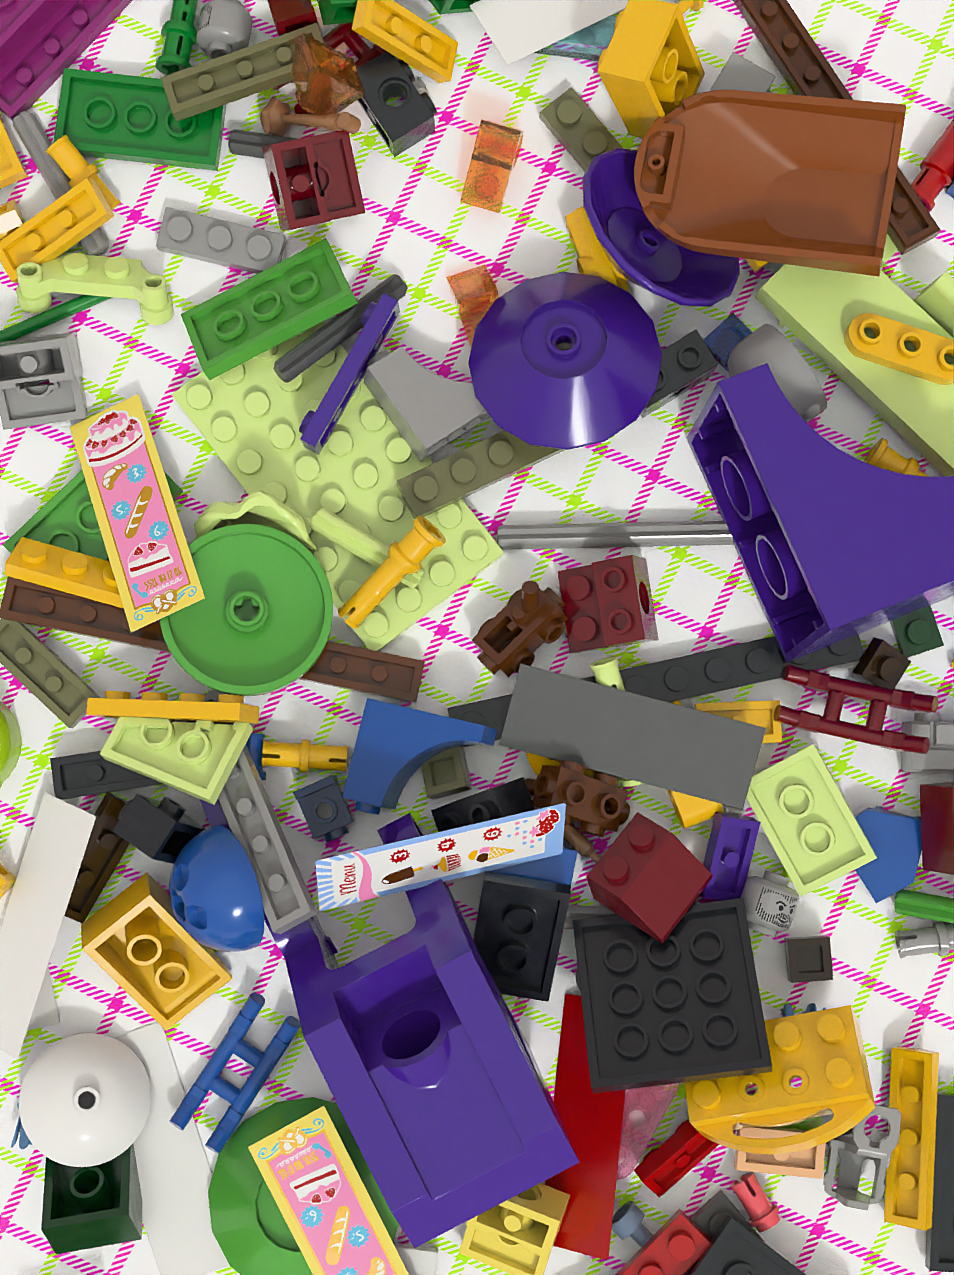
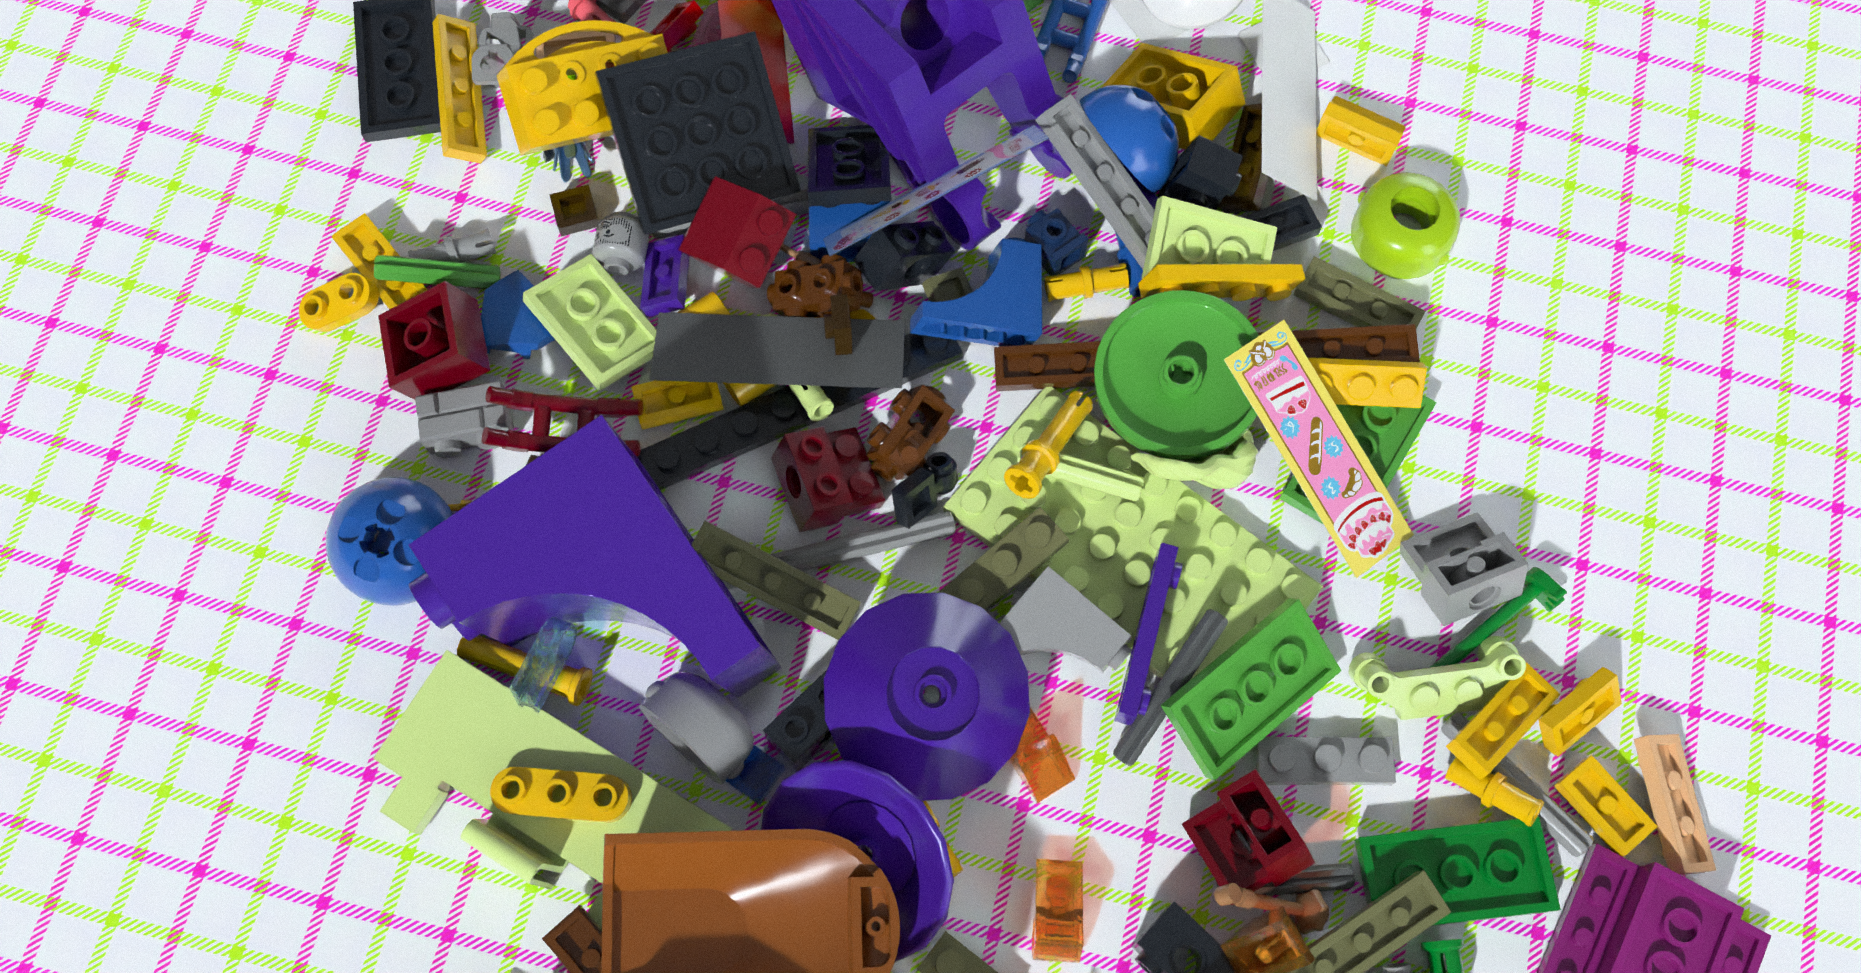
camera: 165 degrees right, 15 degrees down
(527, 562) = (917, 493): none -> black plate
(569, 741) = (838, 324): none -> dark brown plate
(681, 509) = (775, 581): none -> olive plate
(916, 452) = (543, 663): none -> clear light blue piece

